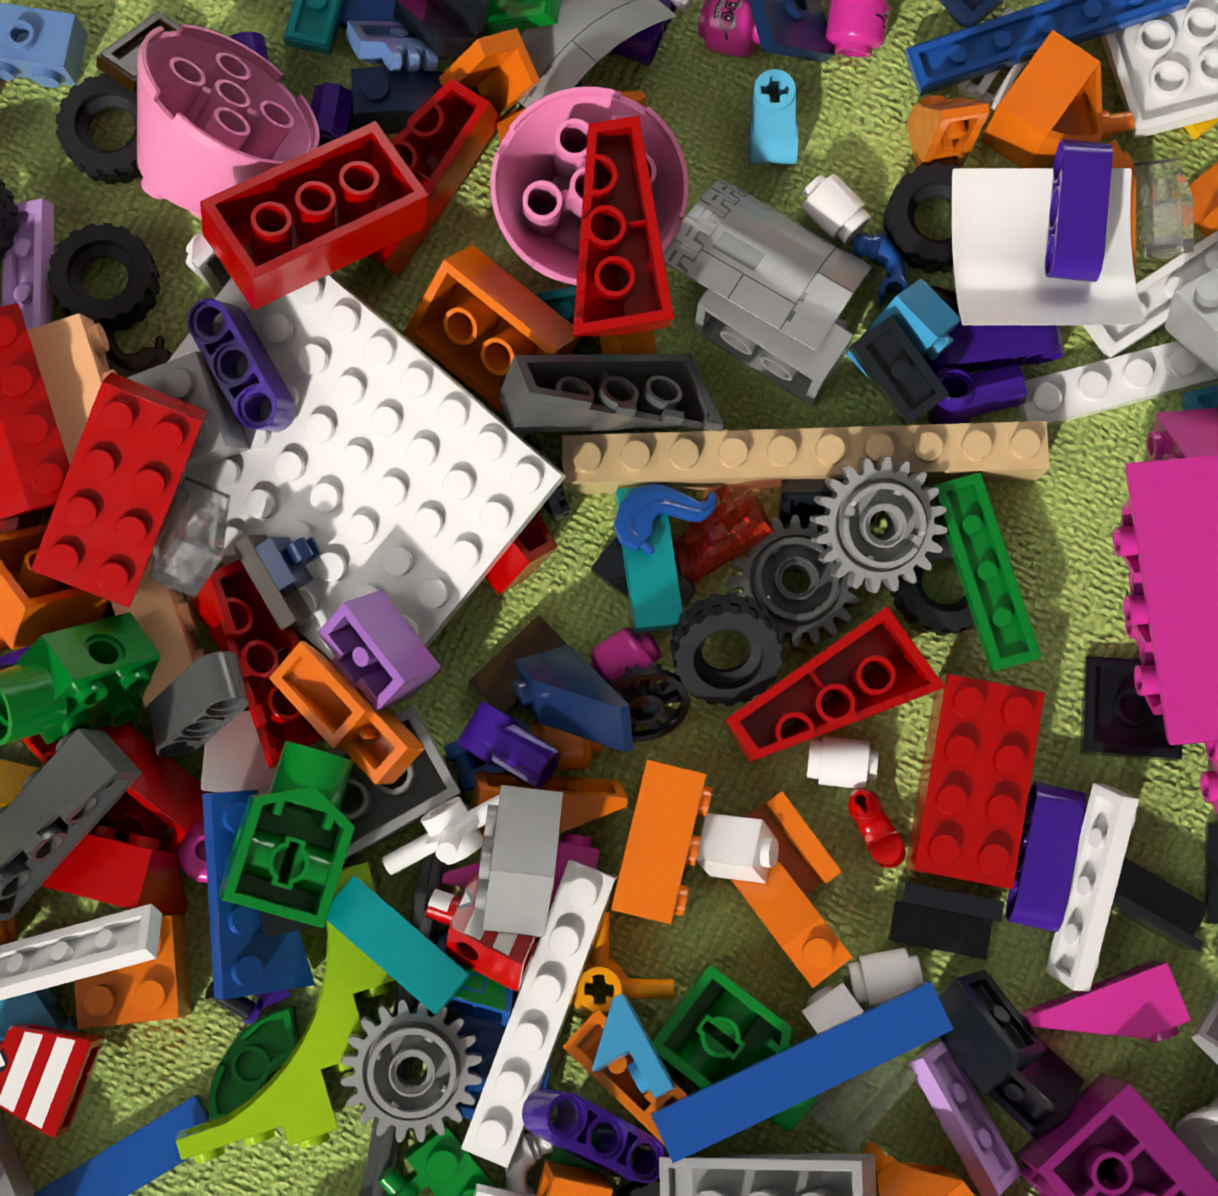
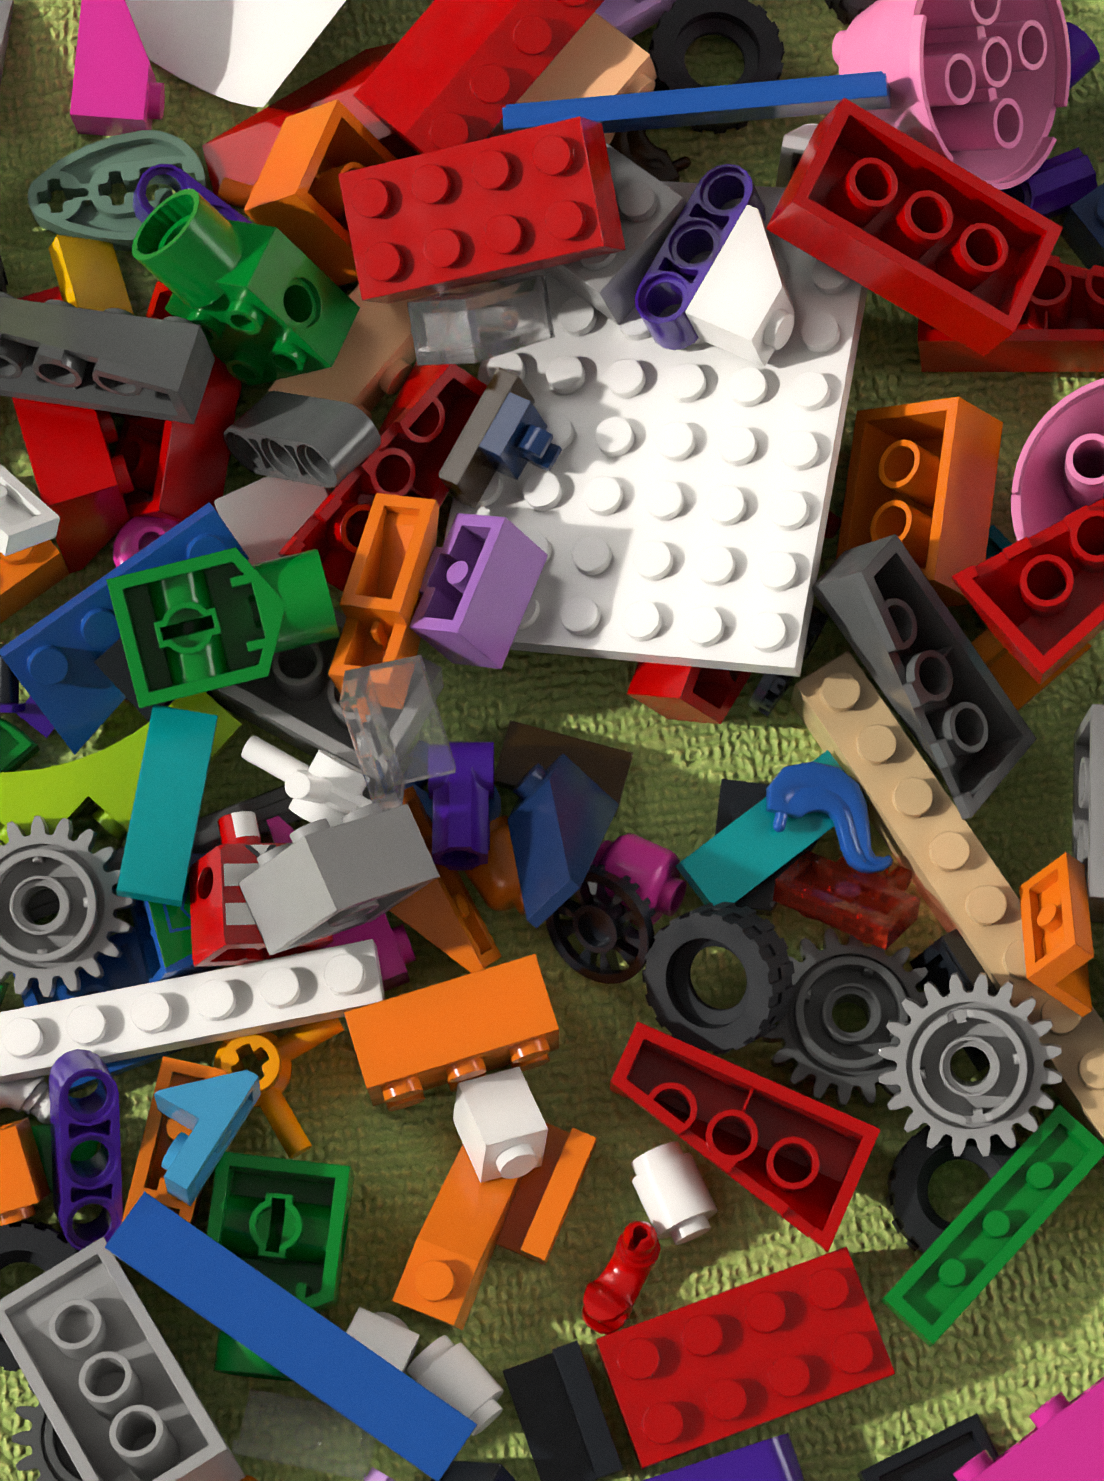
camera: 60 degrees right, 5 degrees down
(139, 300) = (708, 104): none -> blue tile
(288, 353) = (744, 295): none -> white slope
(440, 762) = (395, 727): none -> clear panel
(828, 415) = (1058, 932): none -> orange panel

